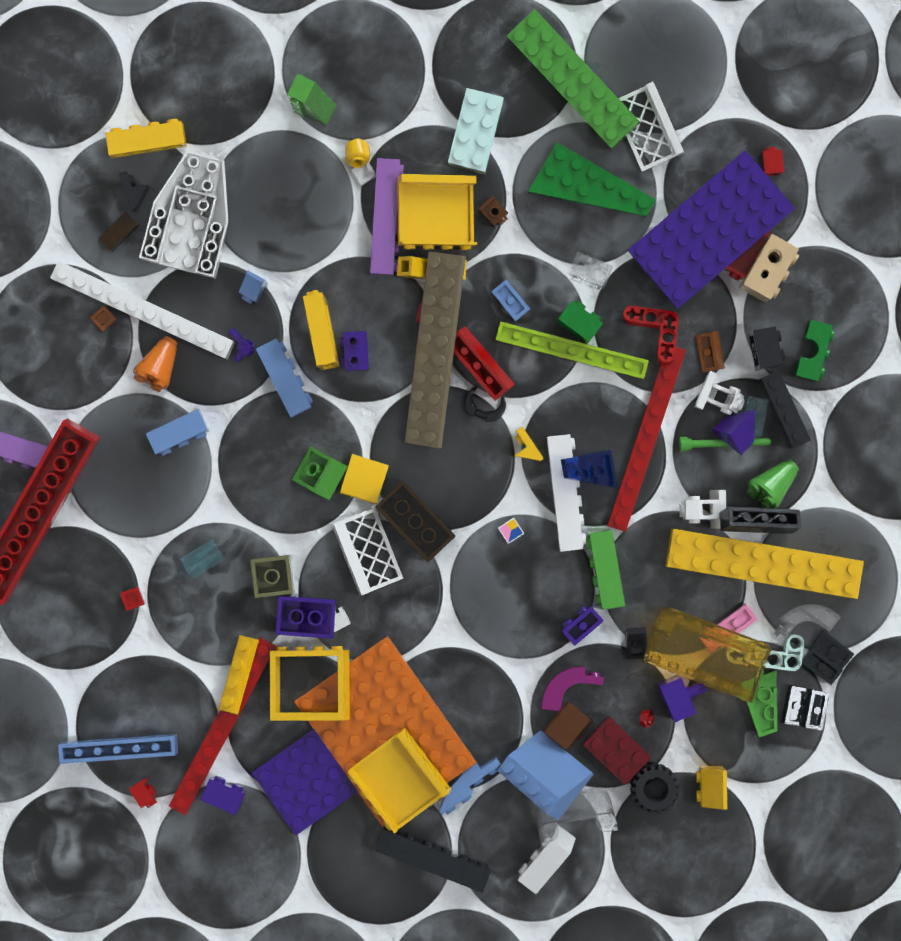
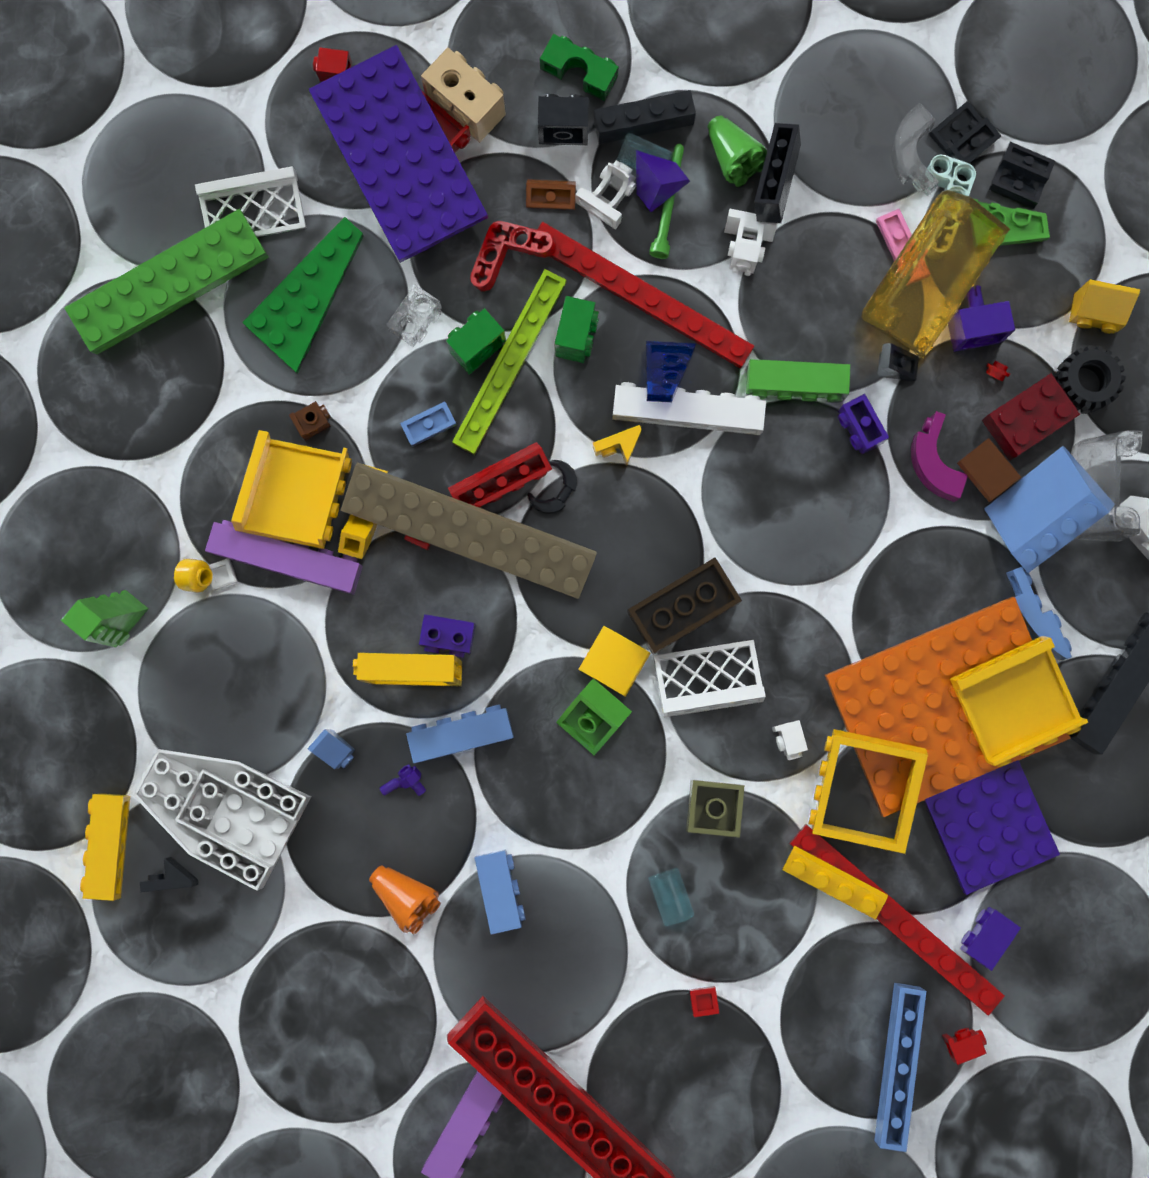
camera: 75 degrees left, 5 degrees down
(103, 318) = (327, 956): dark orange tile -> none
(119, 231) = (218, 909): dark brown slope -> none
(142, 310) = (326, 903): white brick -> none
(305, 617) = (778, 775): dark purple slope -> none
(475, 131) = (203, 419): light aqua brick -> none
(510, 530) = (721, 489): tile -> none
(605, 394) = (575, 329): none -> green brick
(764, 563) = (831, 184): yellow brick -> none

